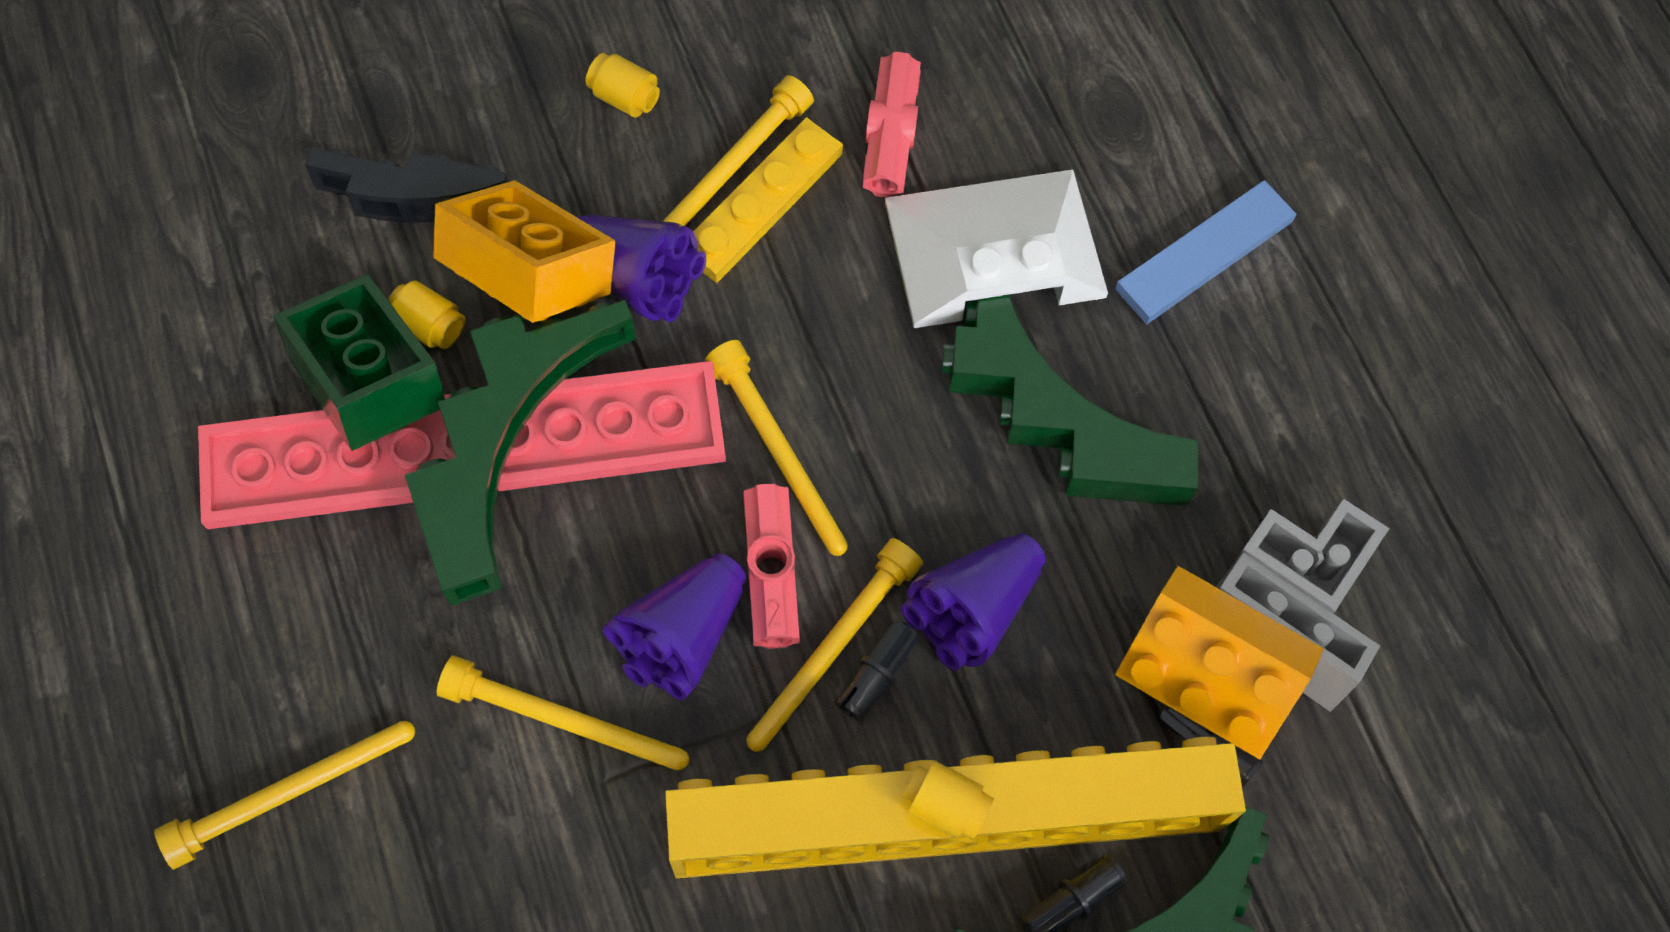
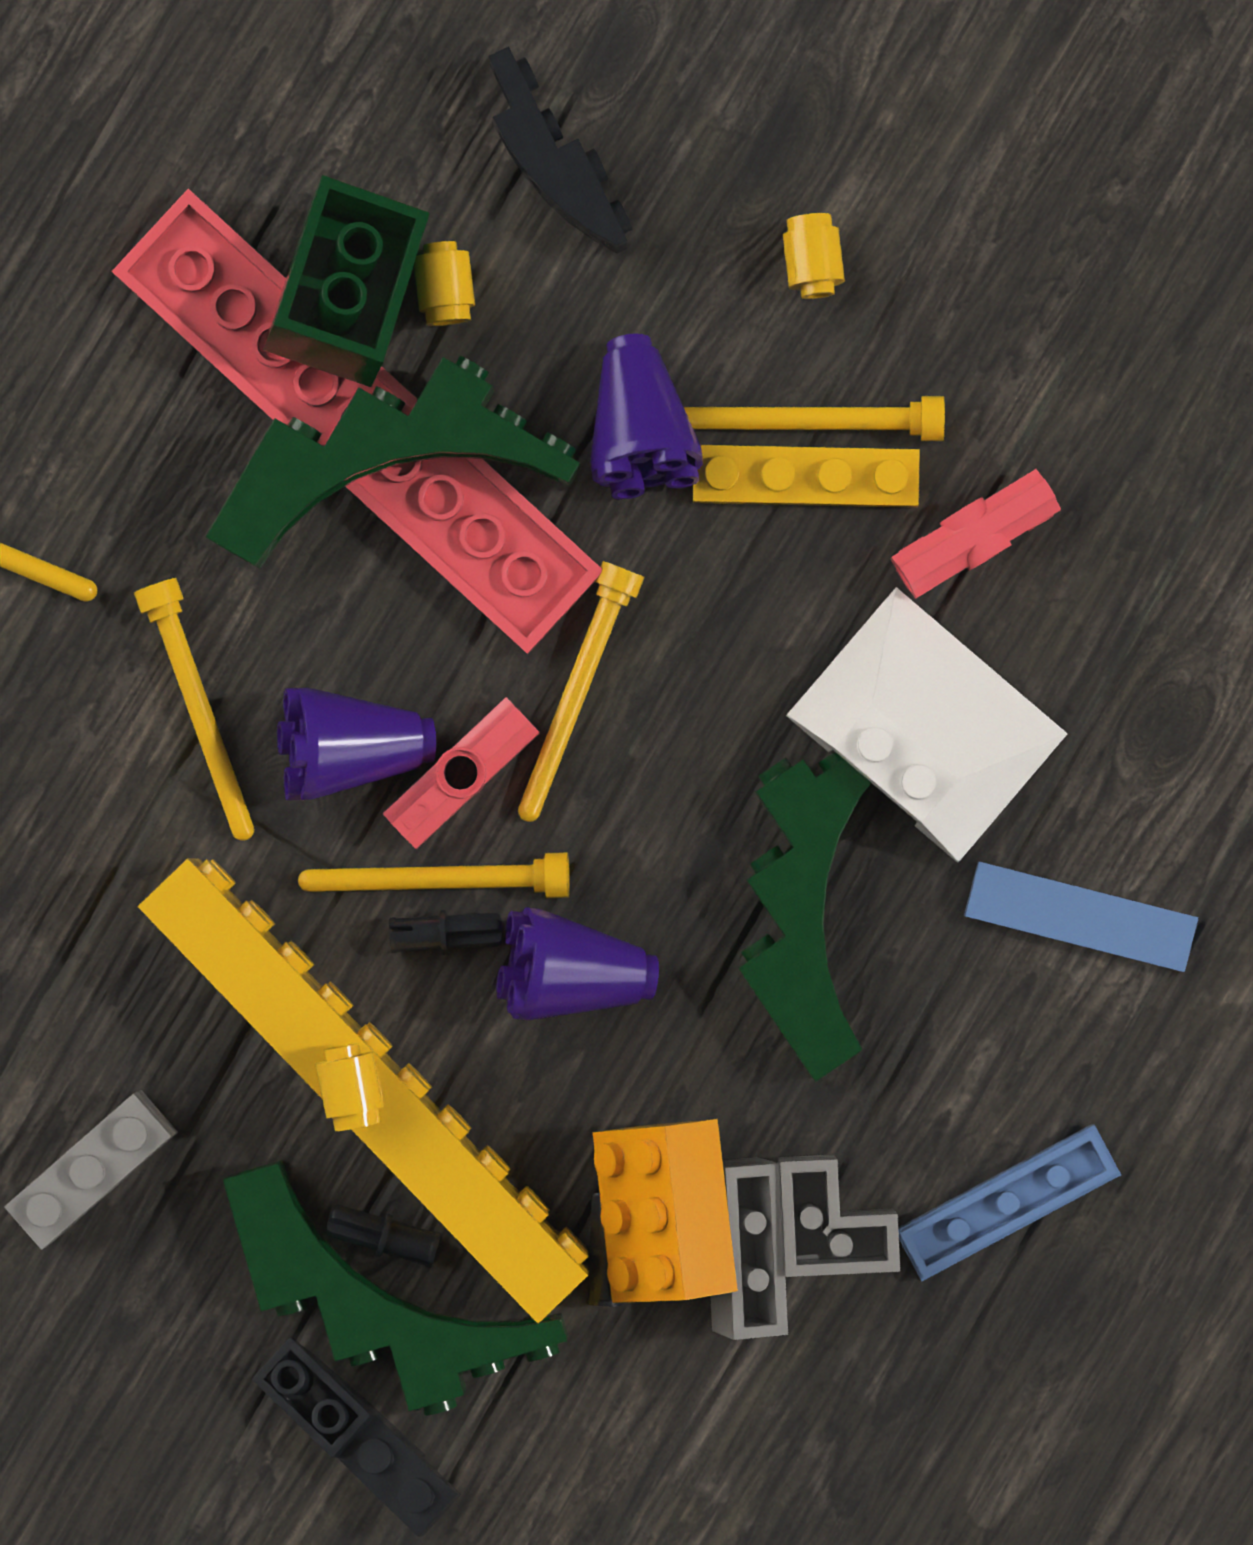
camera: 55 degrees right, 20 degrees up
(523, 250) = (558, 330): light orange brick -> none
(1379, 435) = (1007, 1202): none -> medium blue tile

